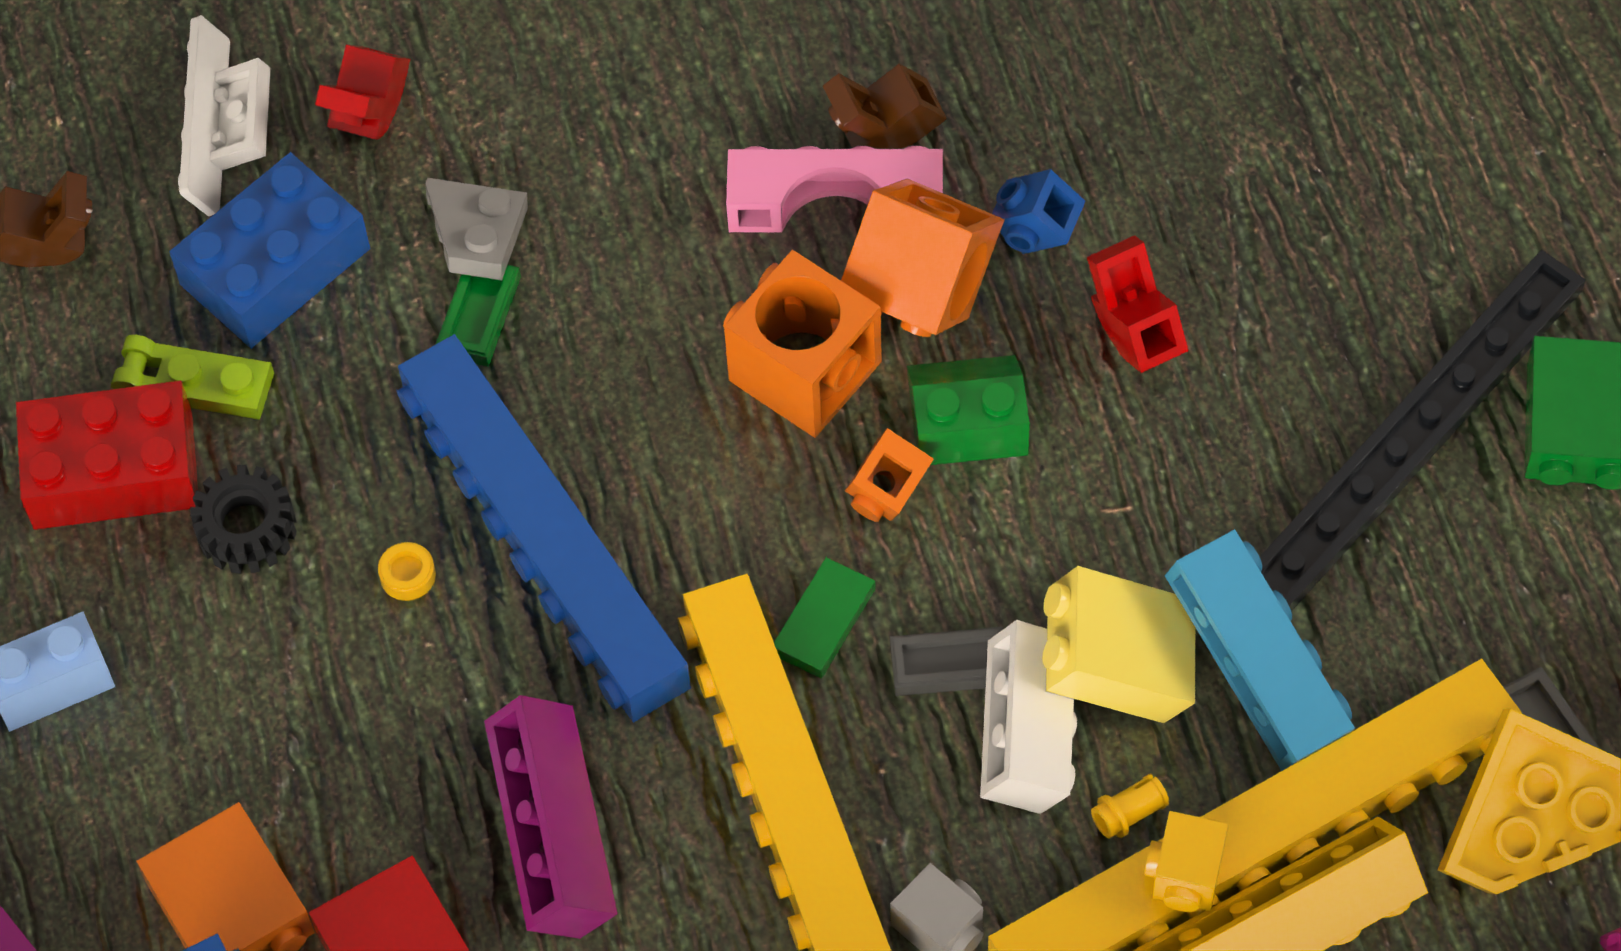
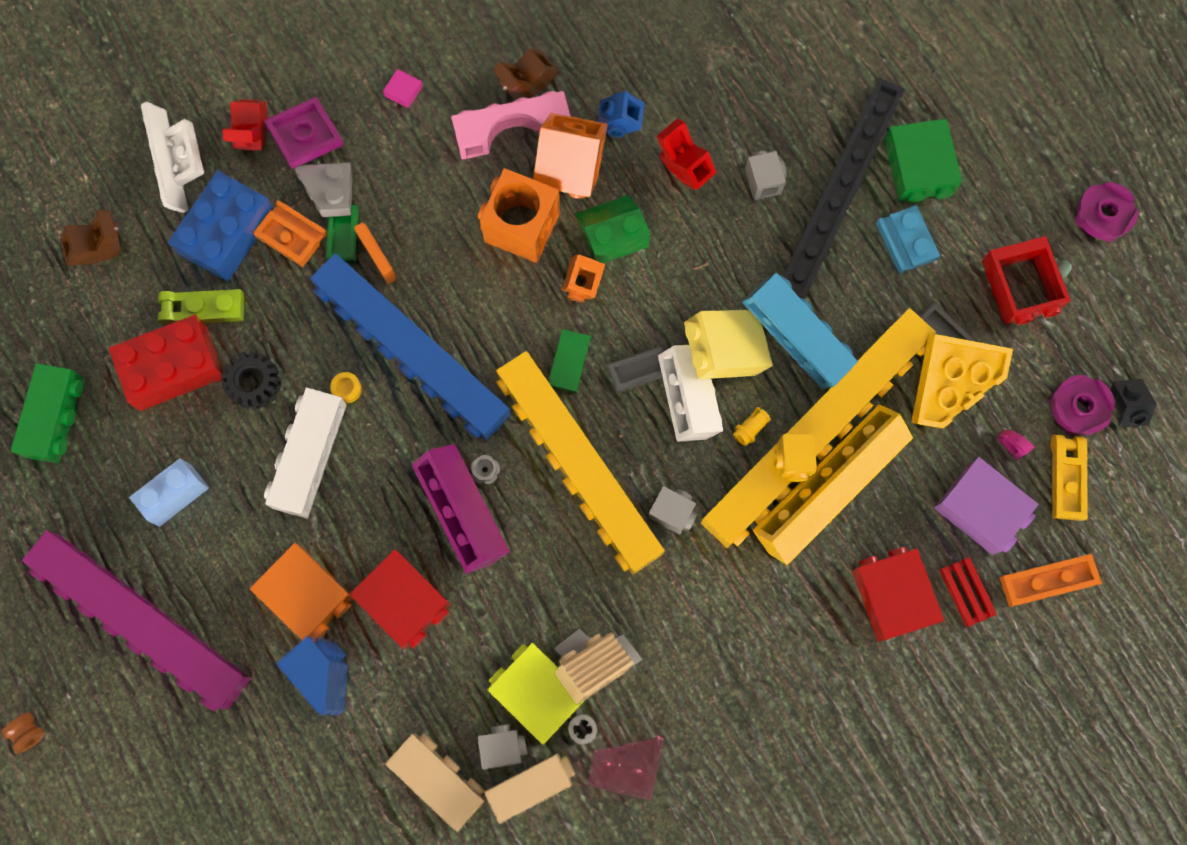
camera: 20 degrees left, 15 degrees up
(302, 660) = (305, 453): none -> white brick
(385, 289) = (290, 233): none -> orange plate
(459, 125) = (303, 132): none -> magenta plate
(526, 353) = (375, 253): none -> orange tile
(610, 753) = (481, 462): none -> light grey plate
(657, 89) = (403, 88): none -> dark pink tile
(1279, 373) = (765, 174): none -> light grey brick
(1522, 547) = (907, 239): none -> dark azure plate

